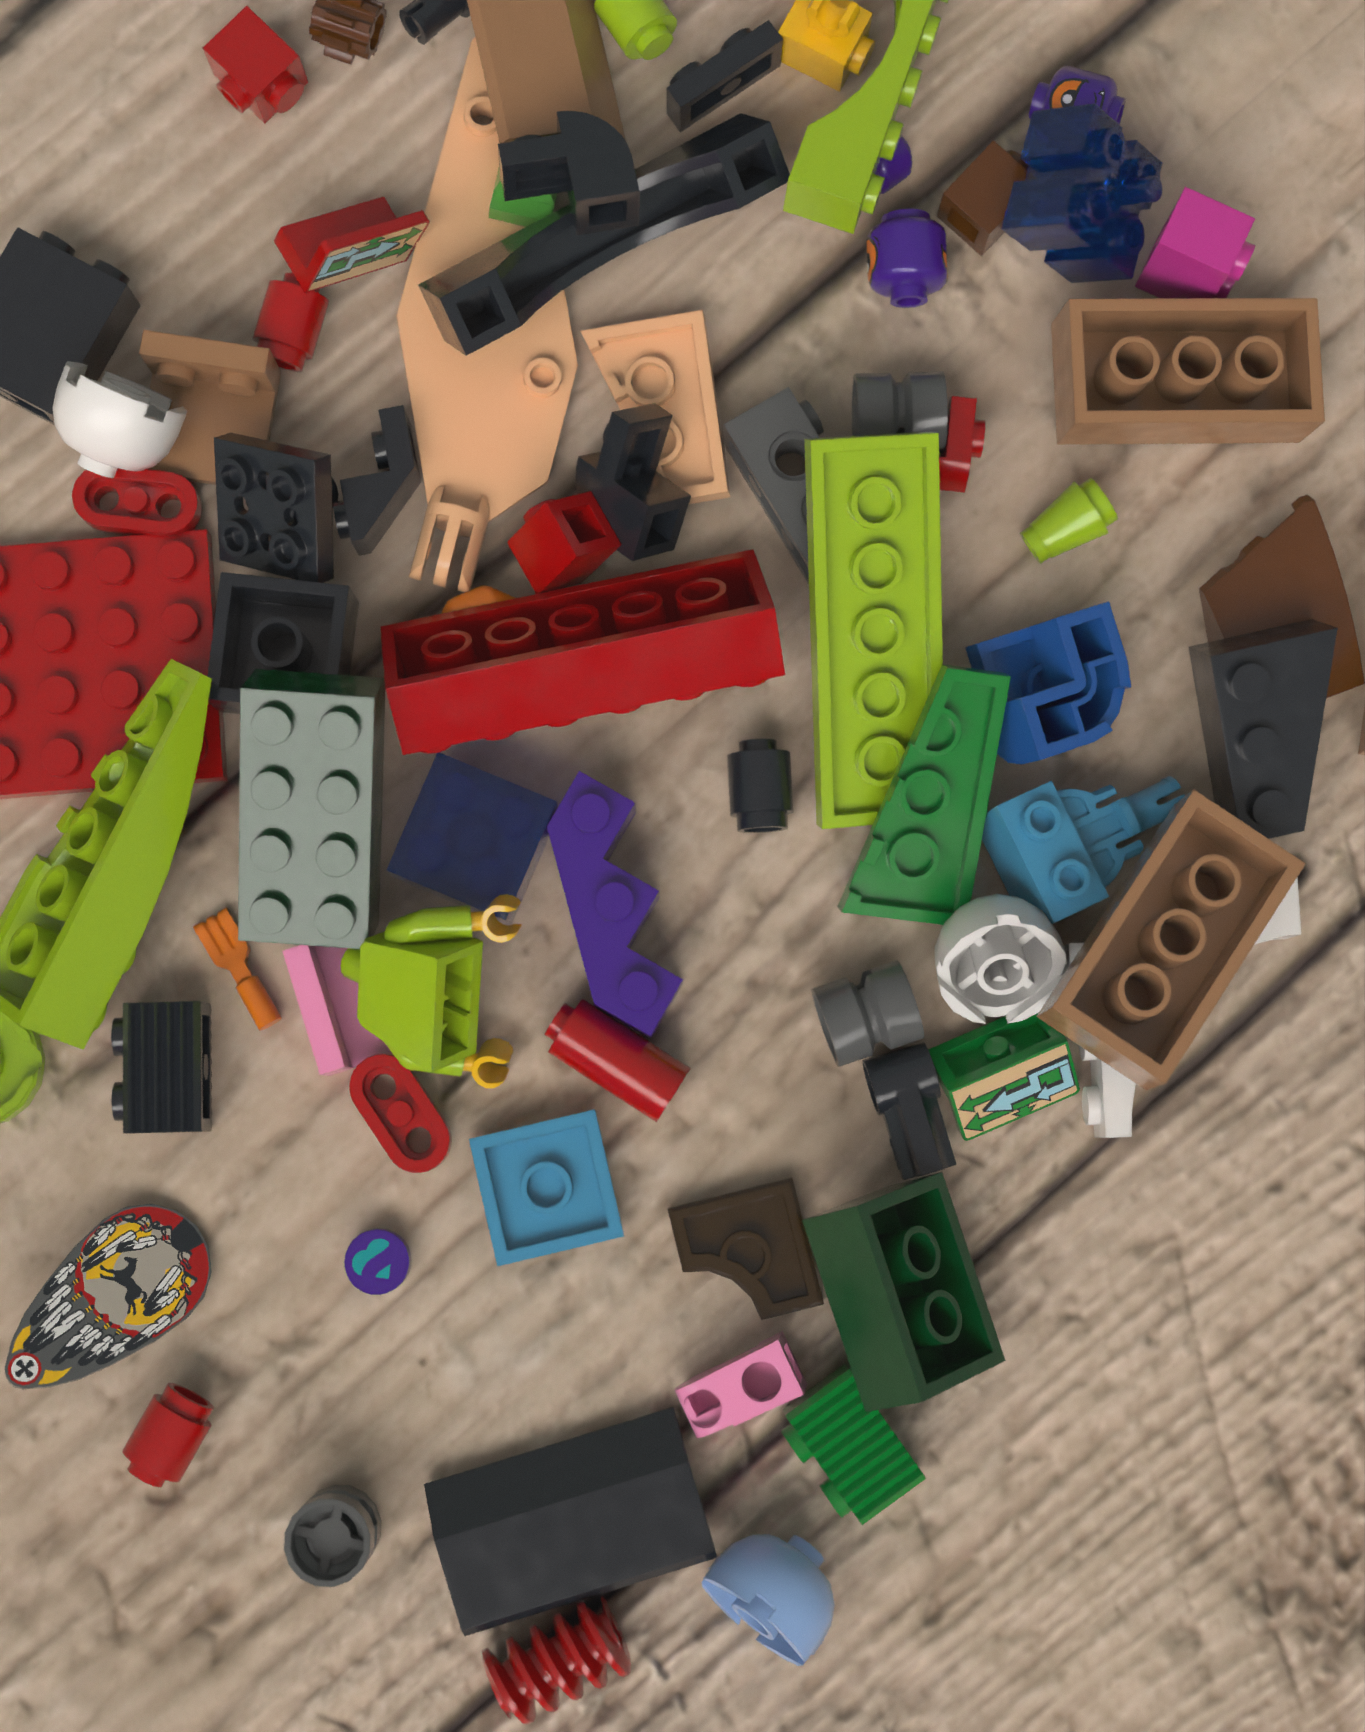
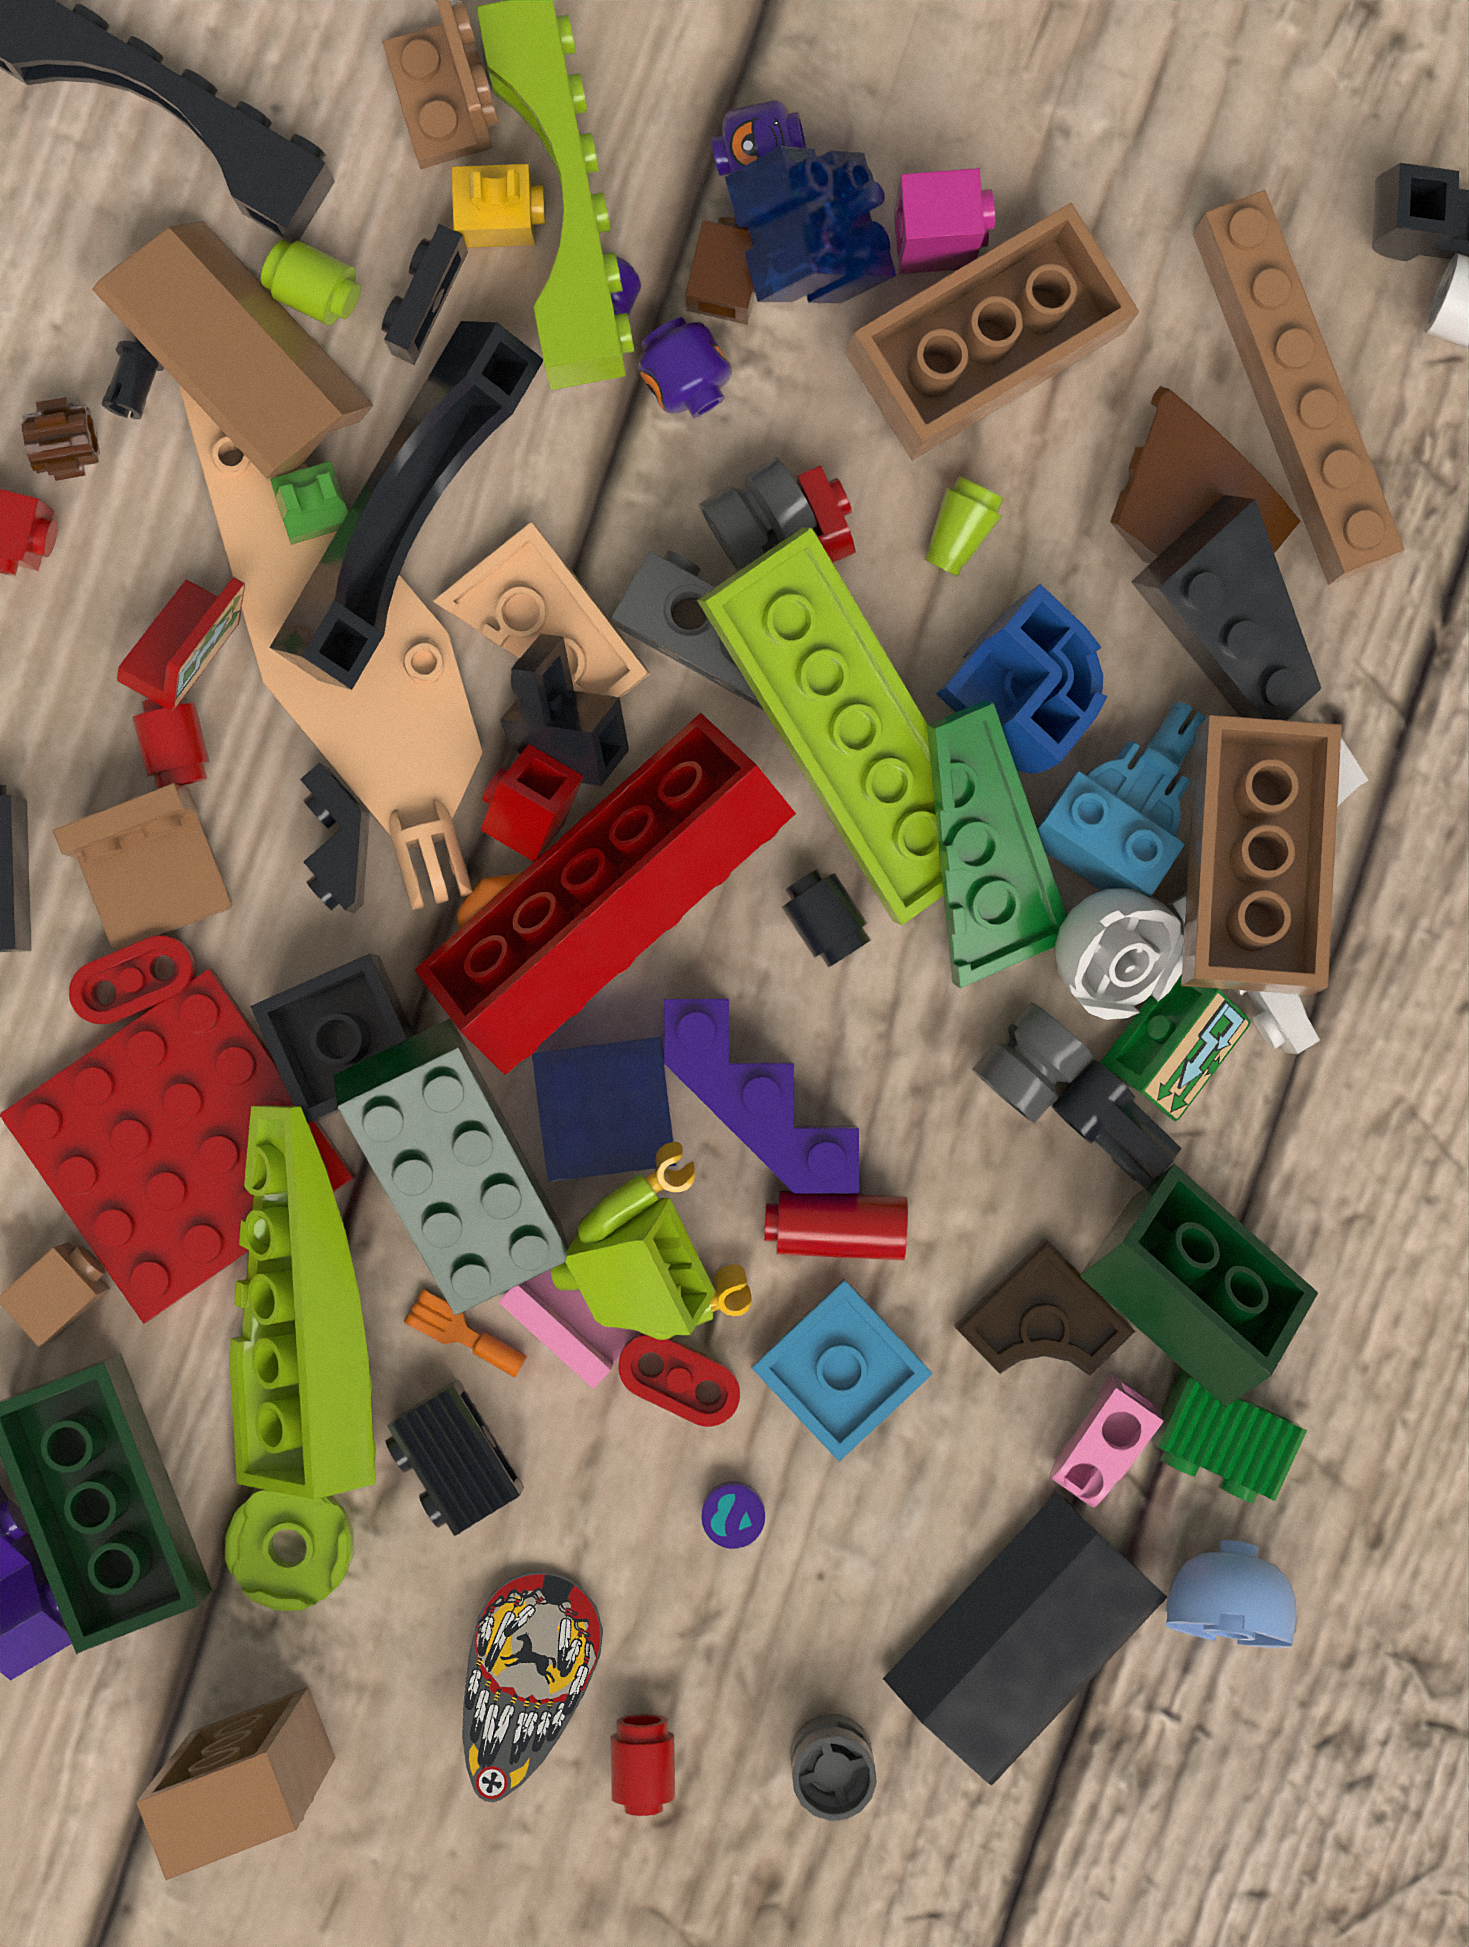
camera: 25 degrees left, 5 degrees up
(114, 421) = (74, 923): white cylinder -> none
(287, 502) = (274, 912): black plate -> none
(557, 1662) = (1083, 1761): red piece -> none
(585, 161) = (357, 454): black brick -> none

